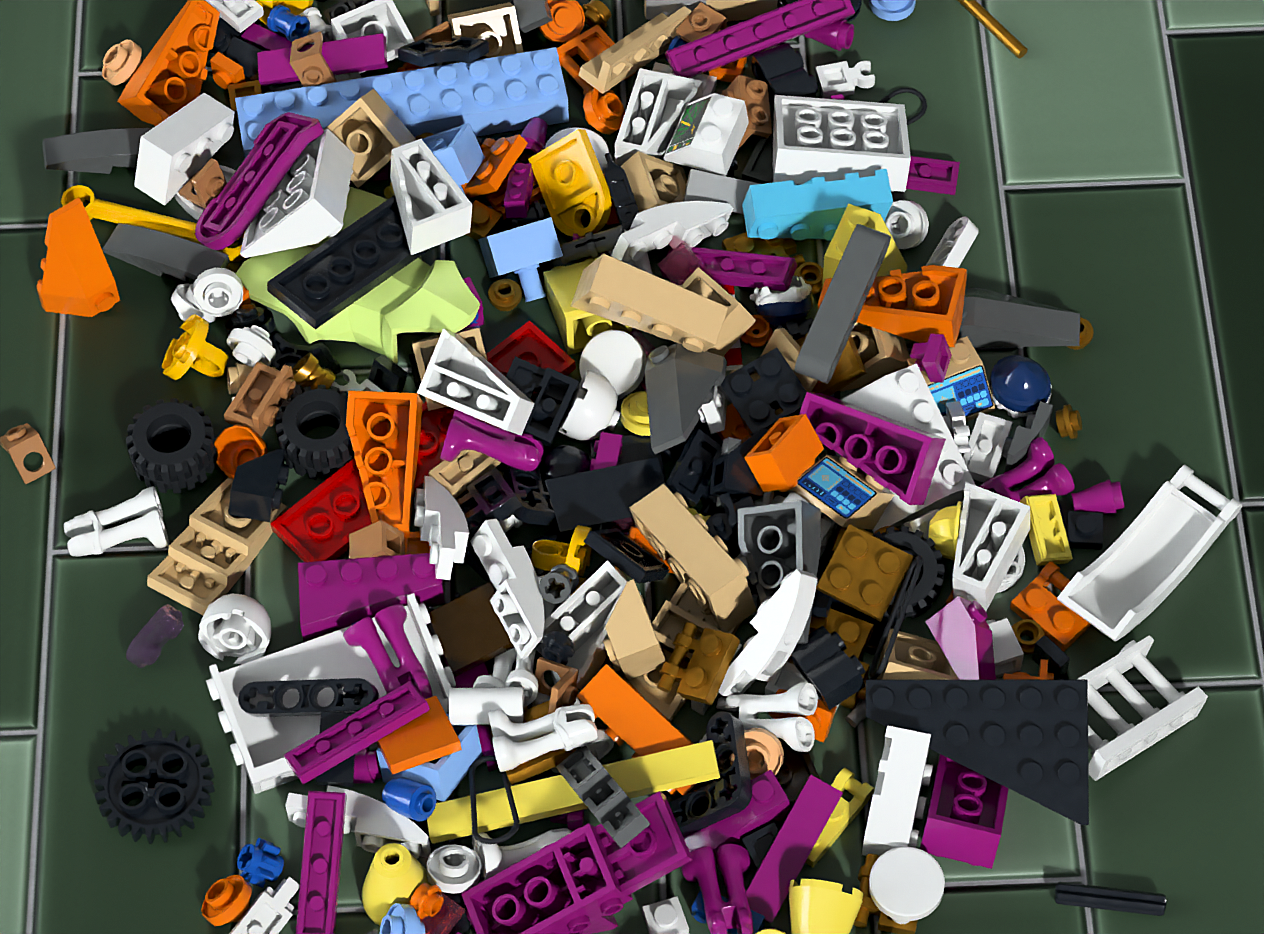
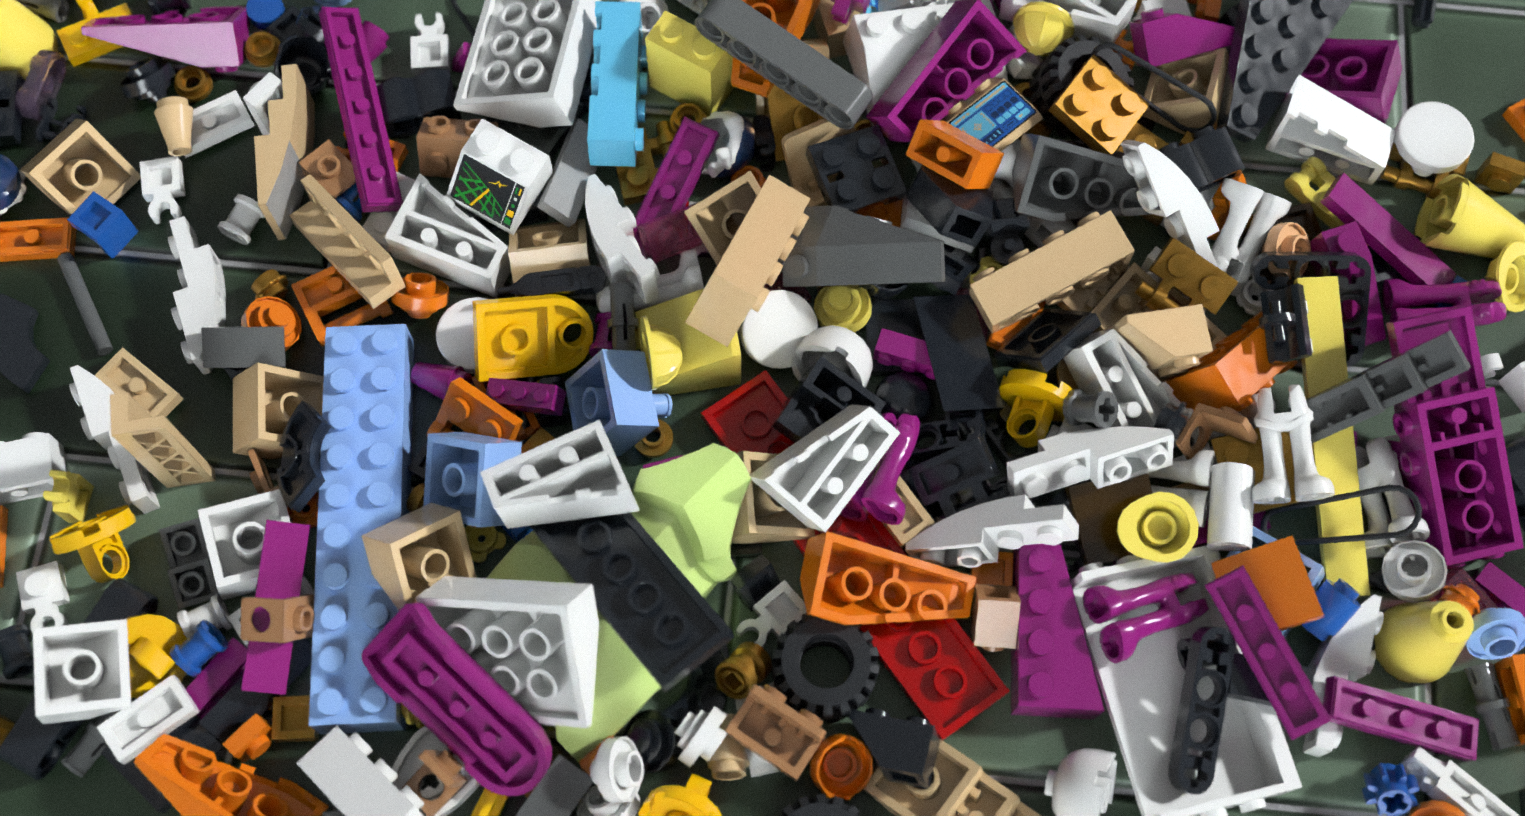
camera: 85 degrees left, 10 degrees up
(457, 643) = (1158, 527): none -> light yellow piece
(558, 258) = (661, 352): none -> light yellow piece
(659, 722) = (1286, 324): none -> black hips

